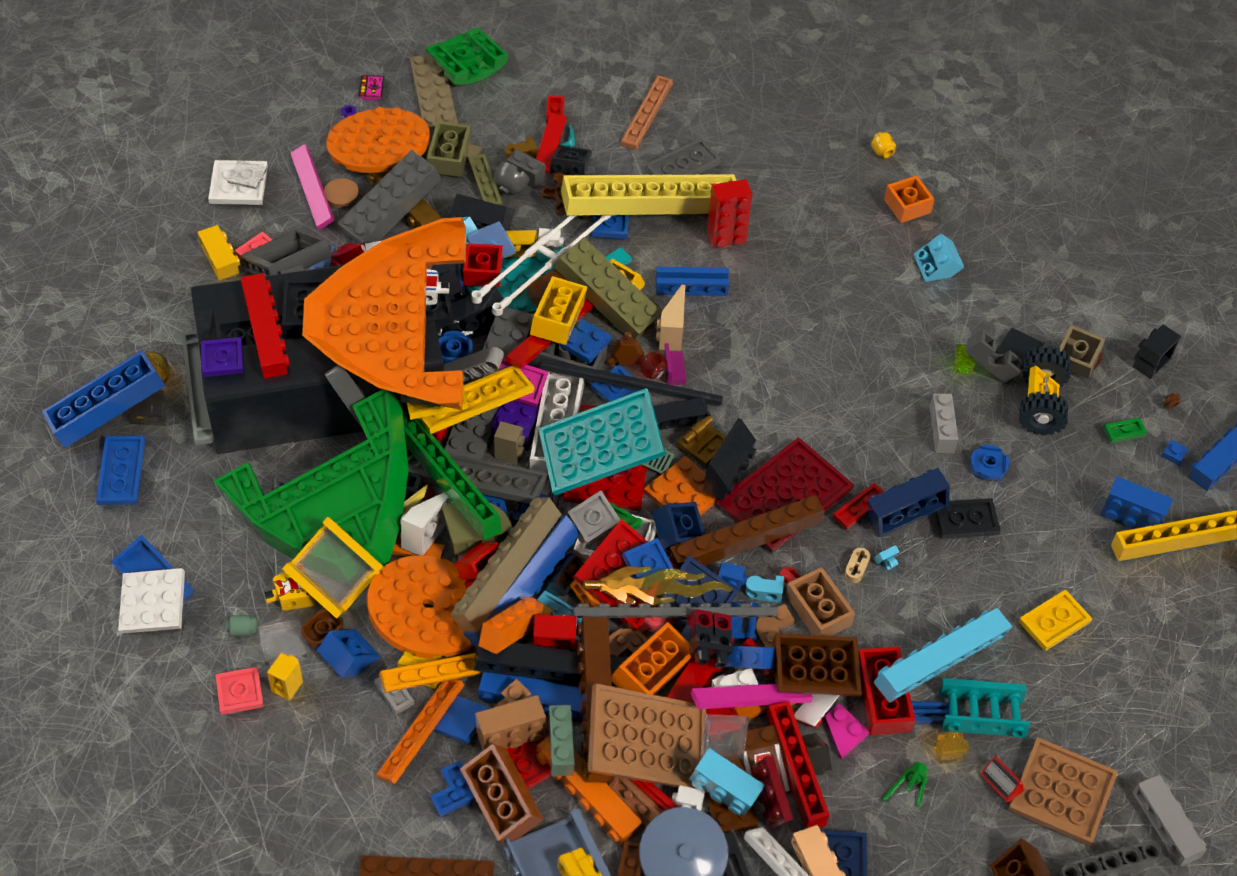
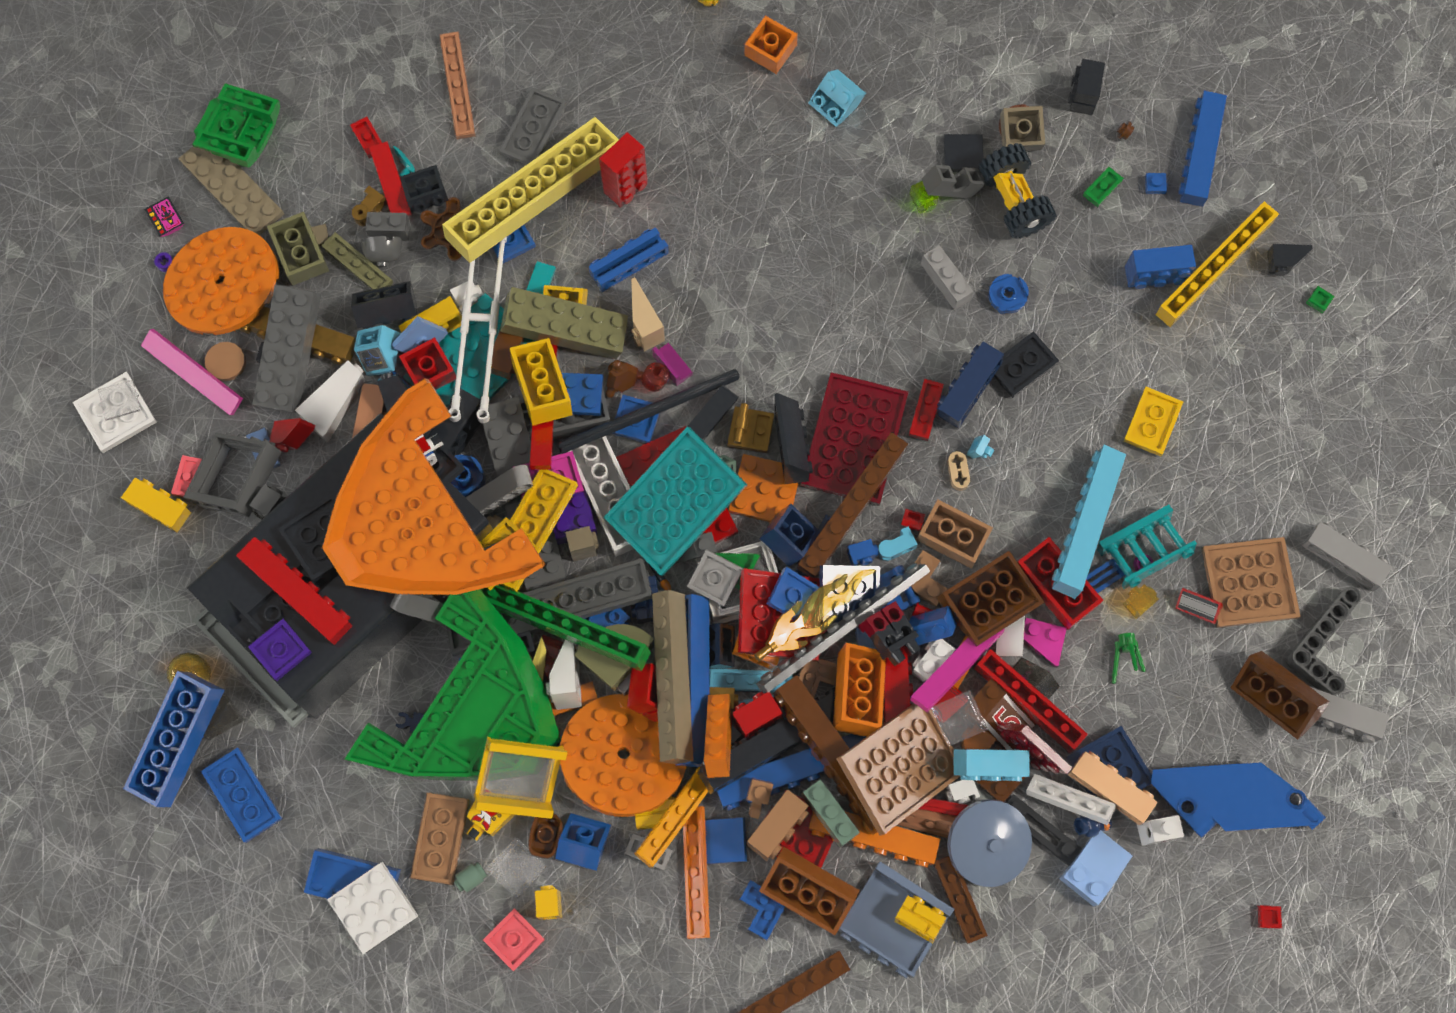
camera: 30 degrees left, 20 degrees up
(240, 587) = (439, 838): none -> medium nougat tile
(586, 491) = (698, 548): none -> dark grey slope

